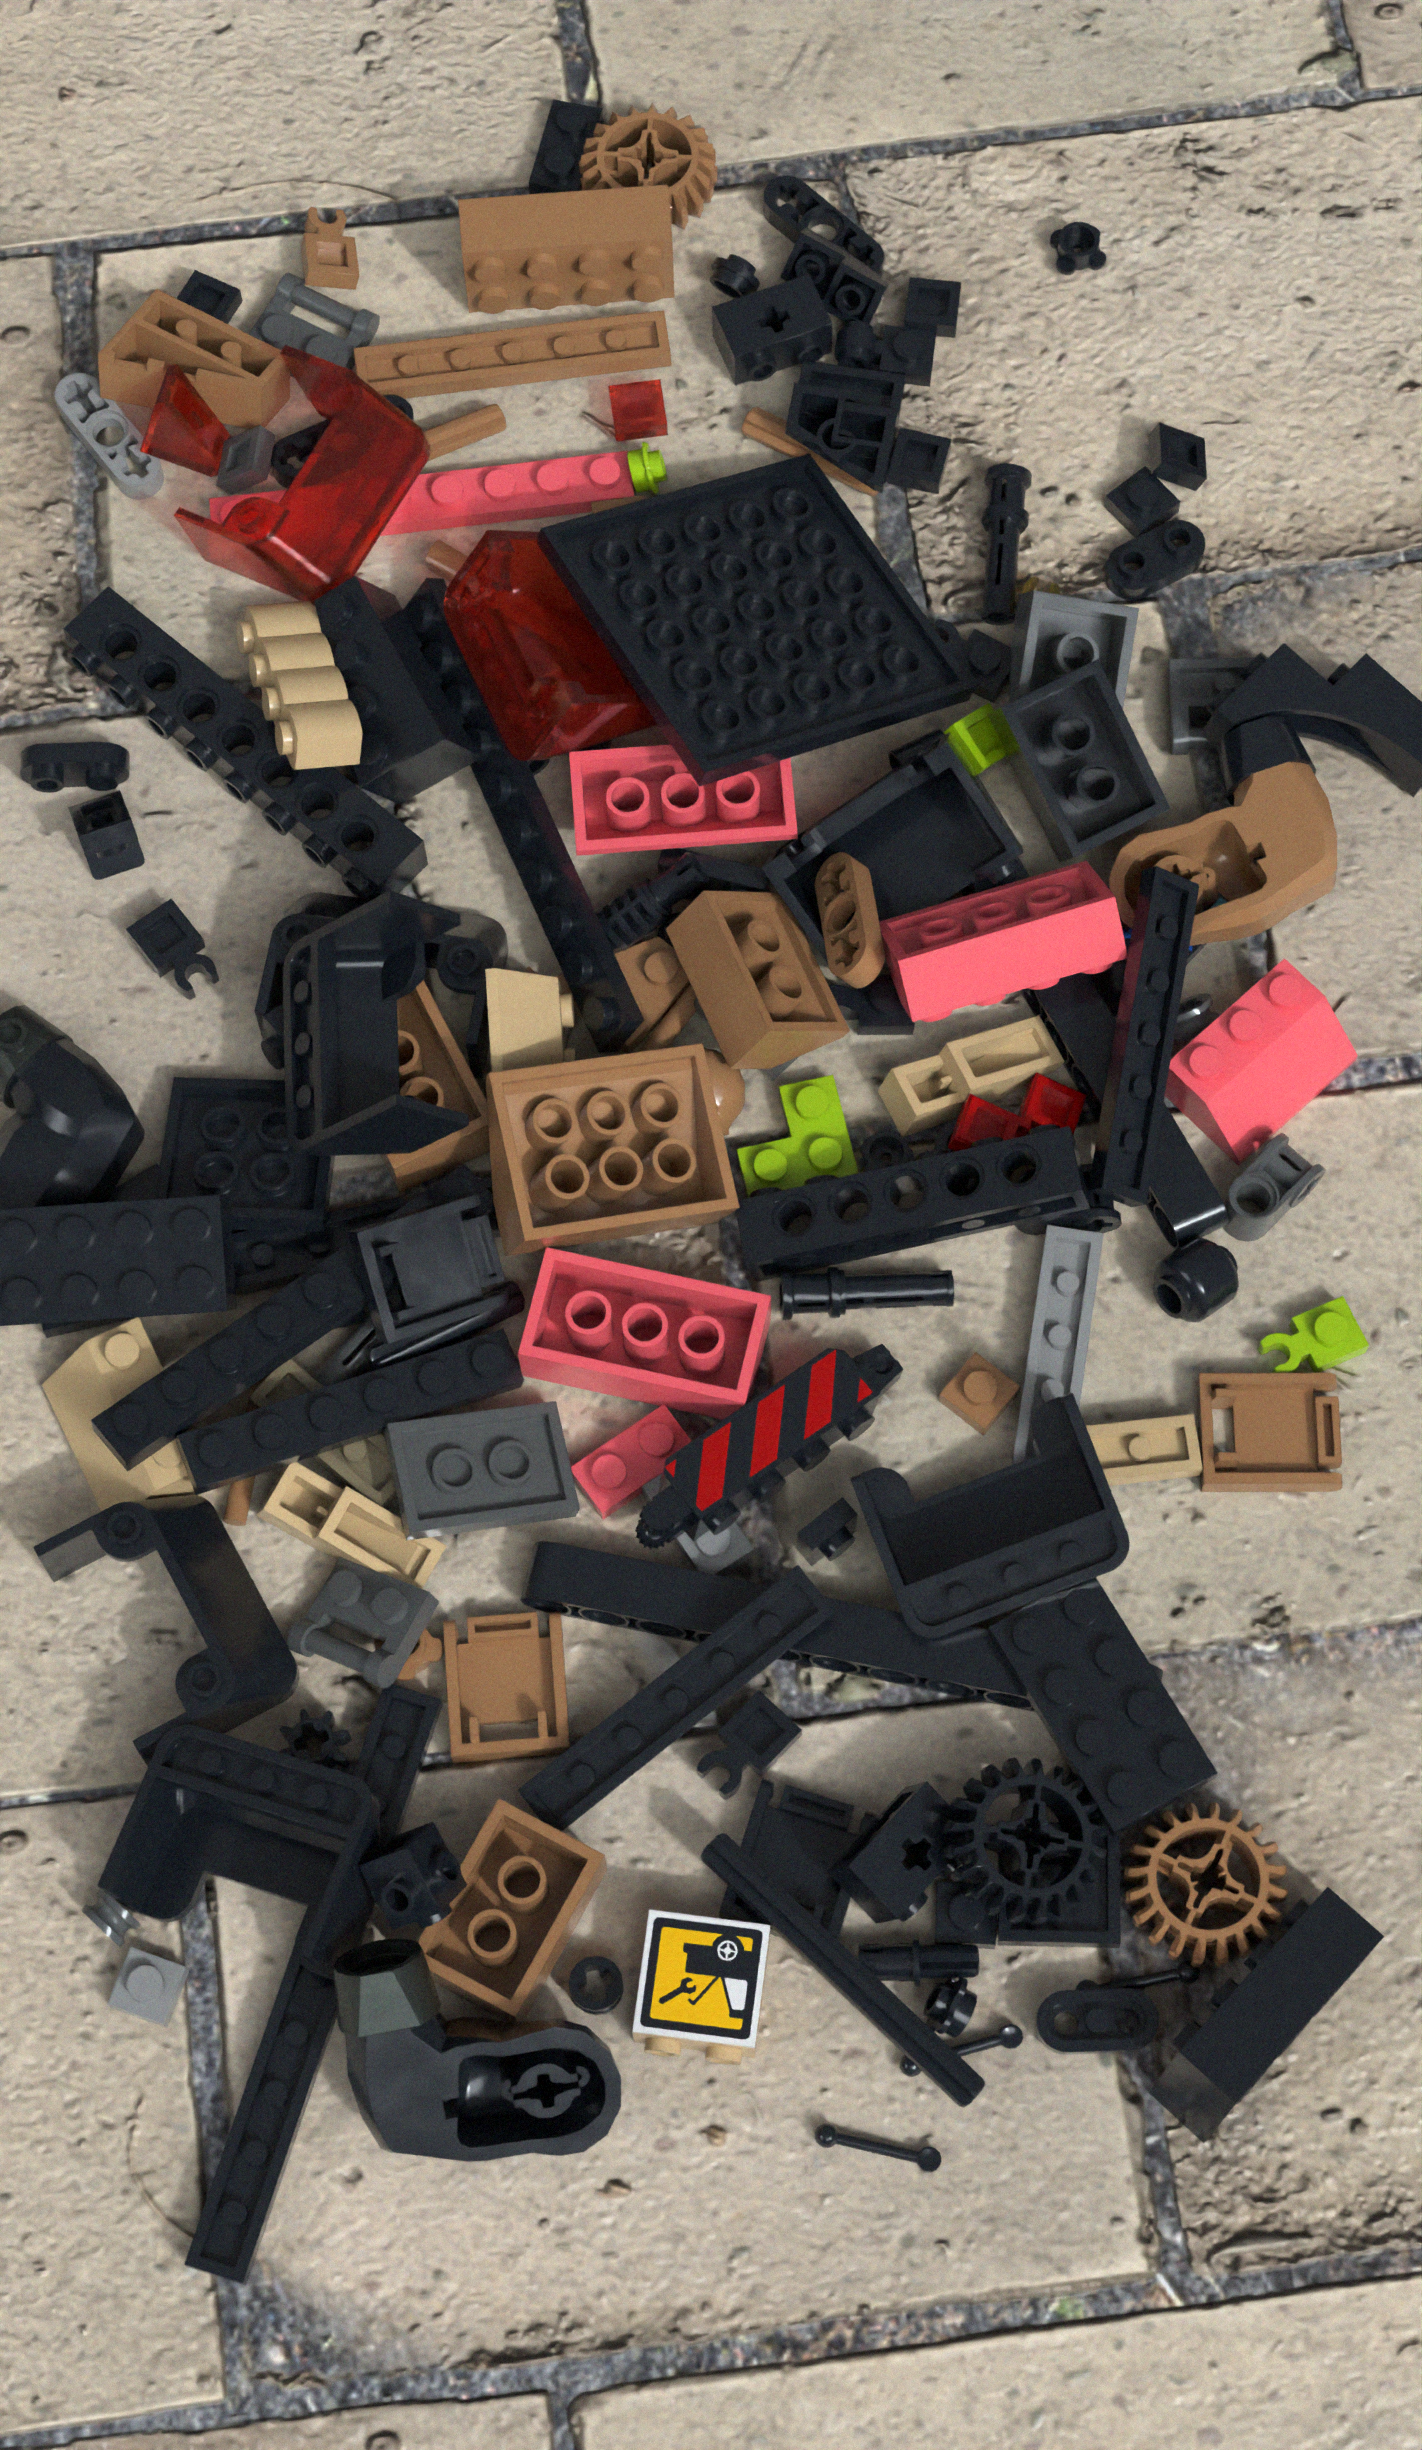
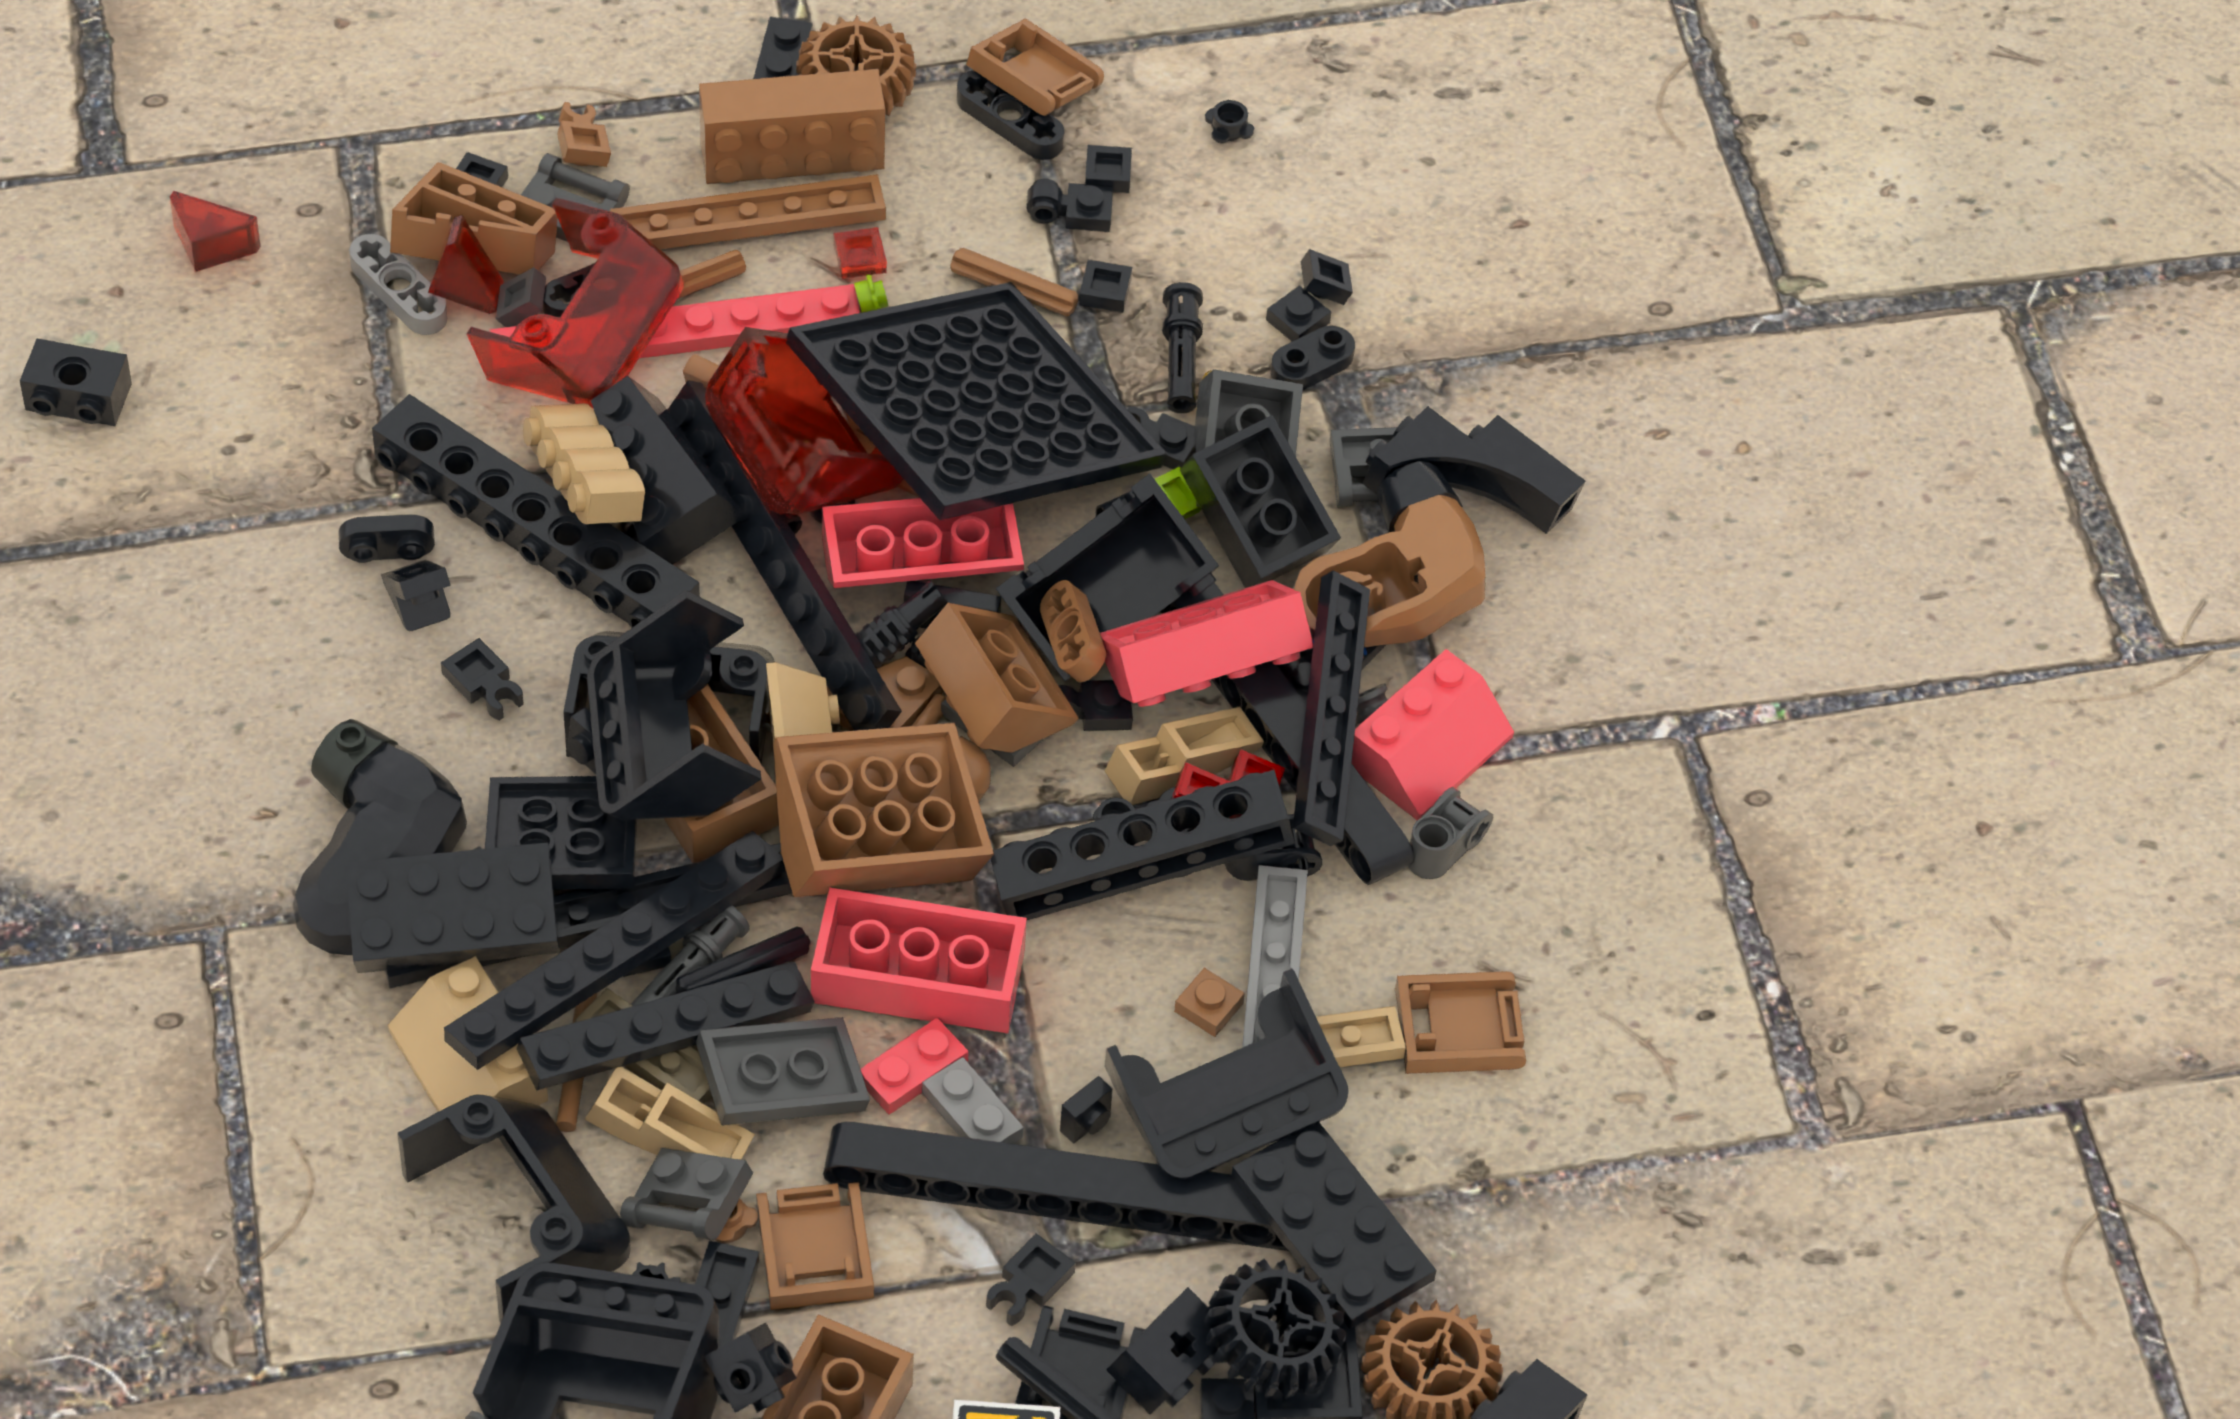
camera: 10 degrees left, 15 degrees down
(435, 1264) = (733, 903): black container -> none
(677, 1700) = (971, 1234): black plate -> none
(734, 276) = (936, 149): black plate -> none
(765, 1442) = (1028, 1039): black hinge -> none
(772, 330) = (972, 188): black brick -> none
(815, 1143) = (1051, 805): lime plate -> none
(838, 1292) = (1082, 925): black pin -> none
(843, 282) = (1022, 146): black slope -> none
(848, 417) = (1042, 252): black slope -> none
(865, 182) = (1042, 75): none -> medium nougat container
(1195, 1280) = (1389, 904): black head -> none
(1321, 1337) = (1497, 947): lime plate -> none

